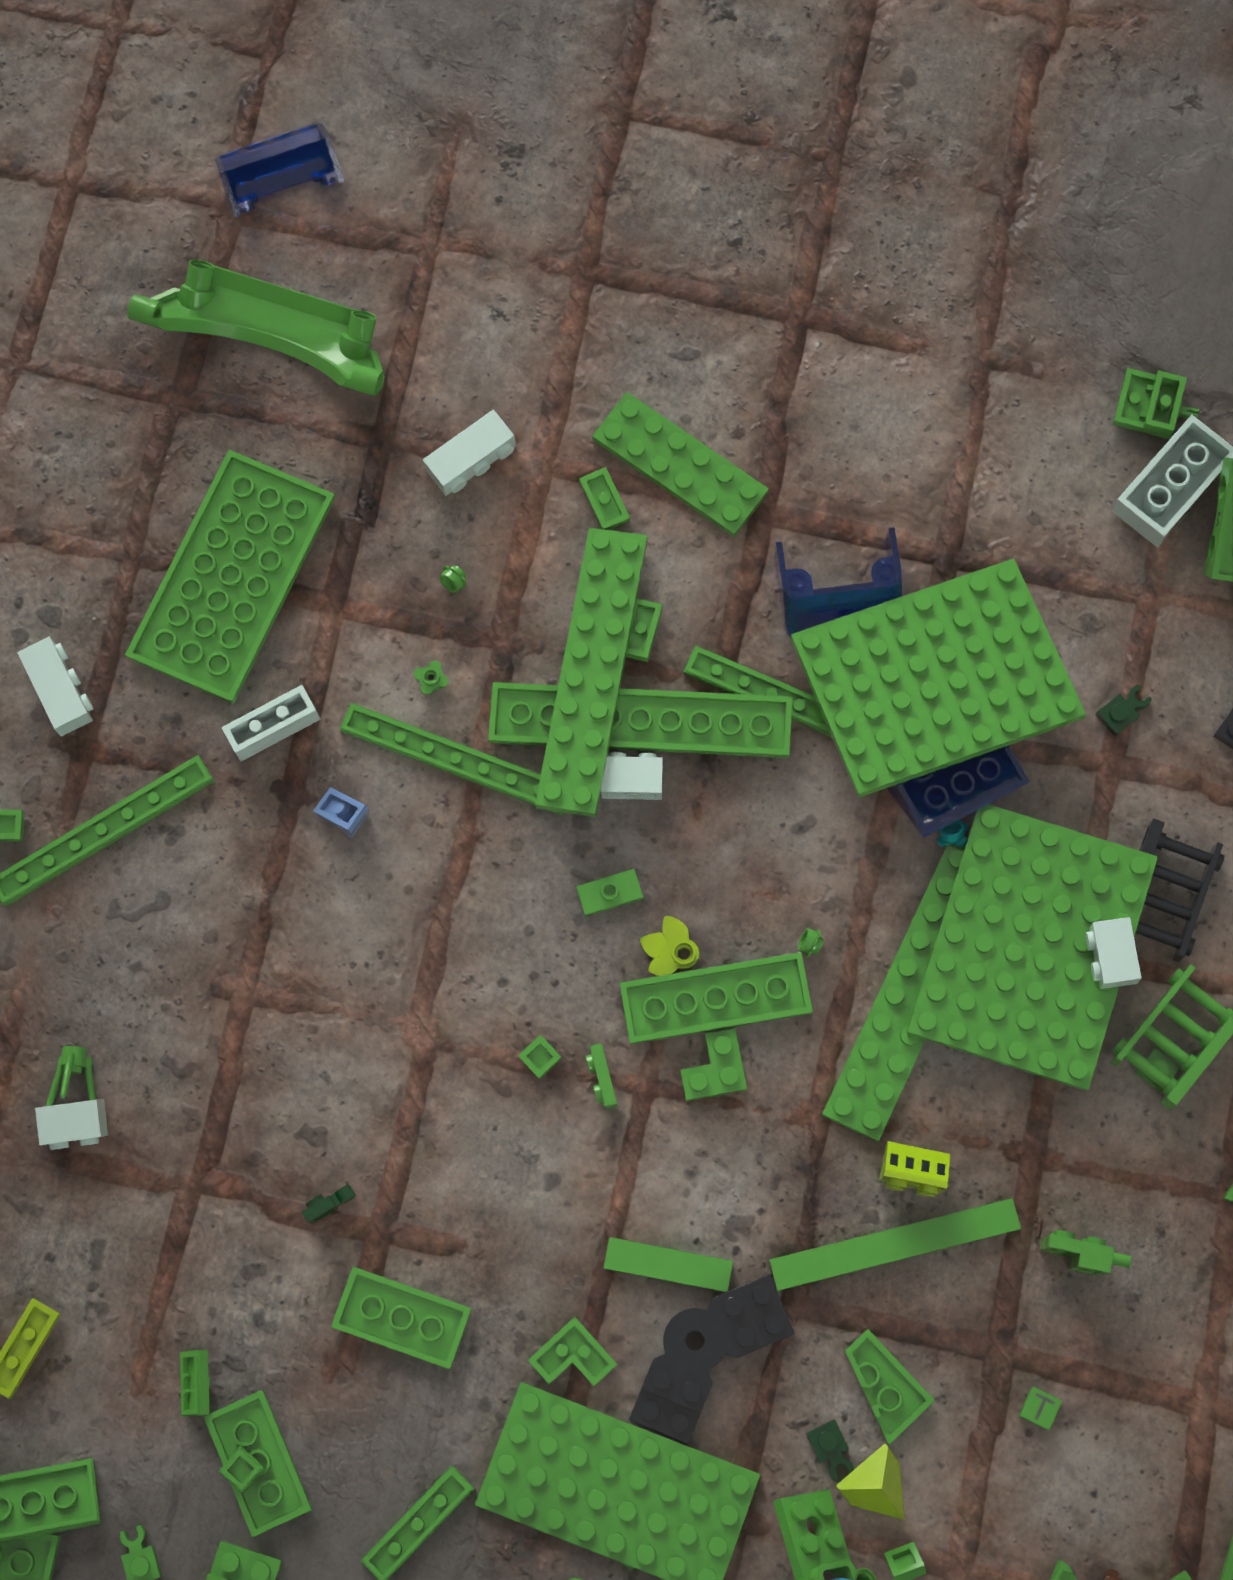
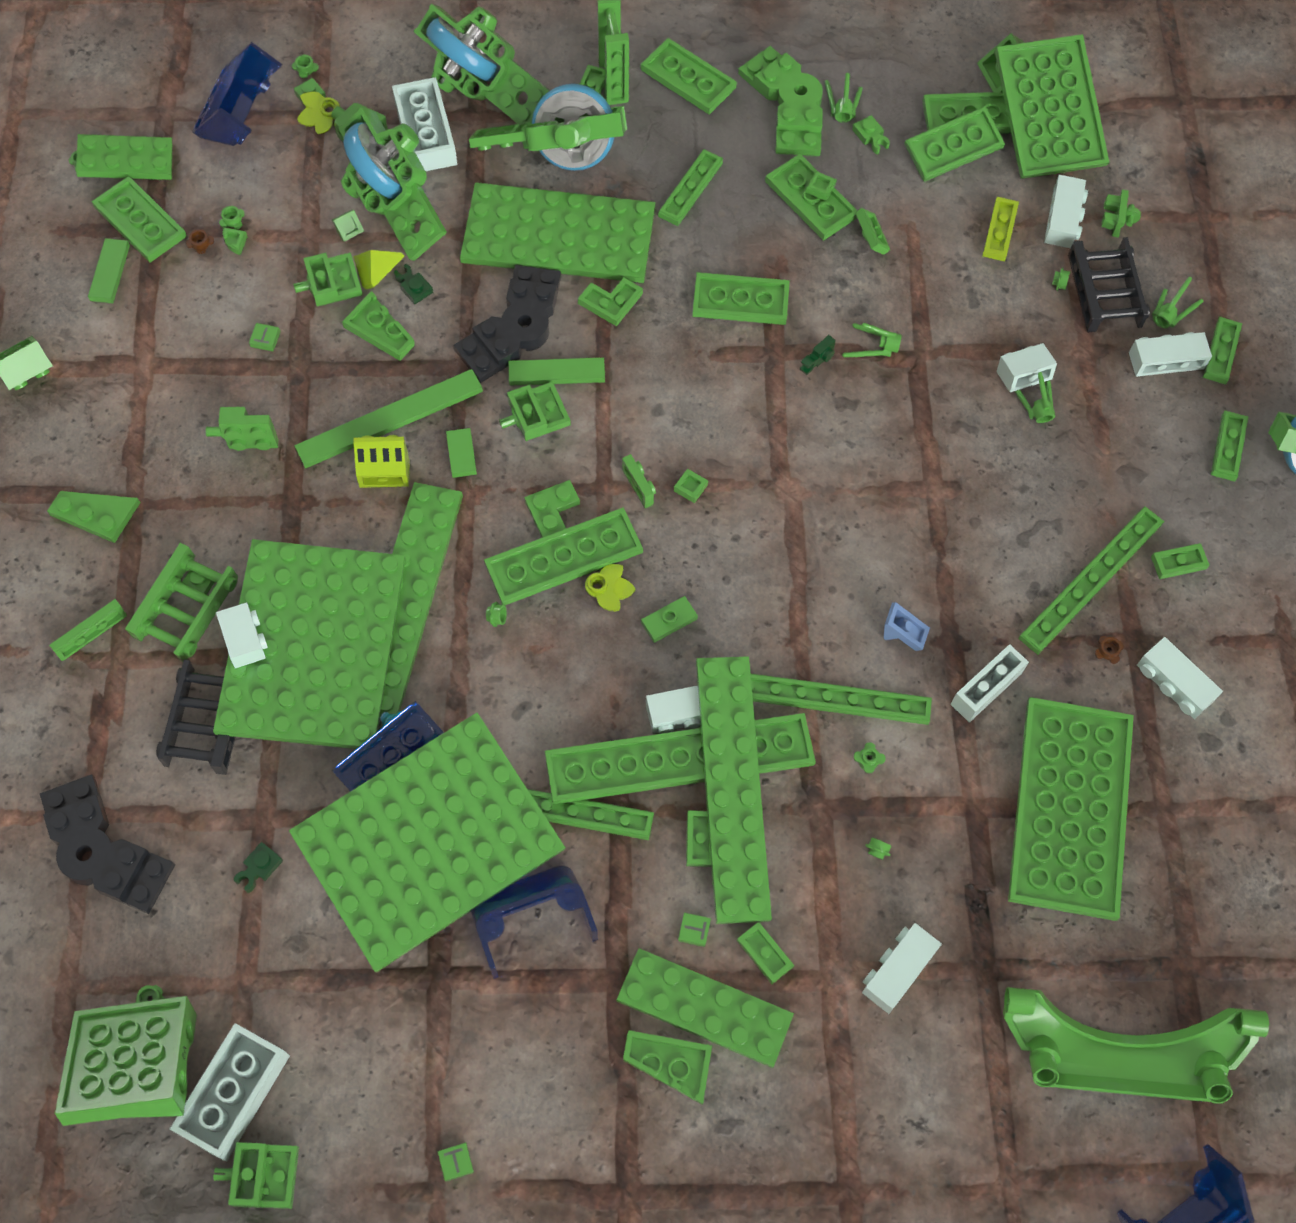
camera: 160 degrees right, 10 degrees down
(115, 732) = (1109, 642): none -> reddish brown plate
(231, 1206) = (888, 340): none -> bright green plant
(671, 541) = (694, 929): none -> bright green tile
(706, 1206) = (536, 411): none -> bright green plate
(725, 418) = (672, 1061): none -> bright green wing
(812, 1172) = (461, 453): none -> bright green tile
(940, 1477) = (330, 278): none -> bright green plate
(960, 377) = (455, 1162): none -> bright green tile

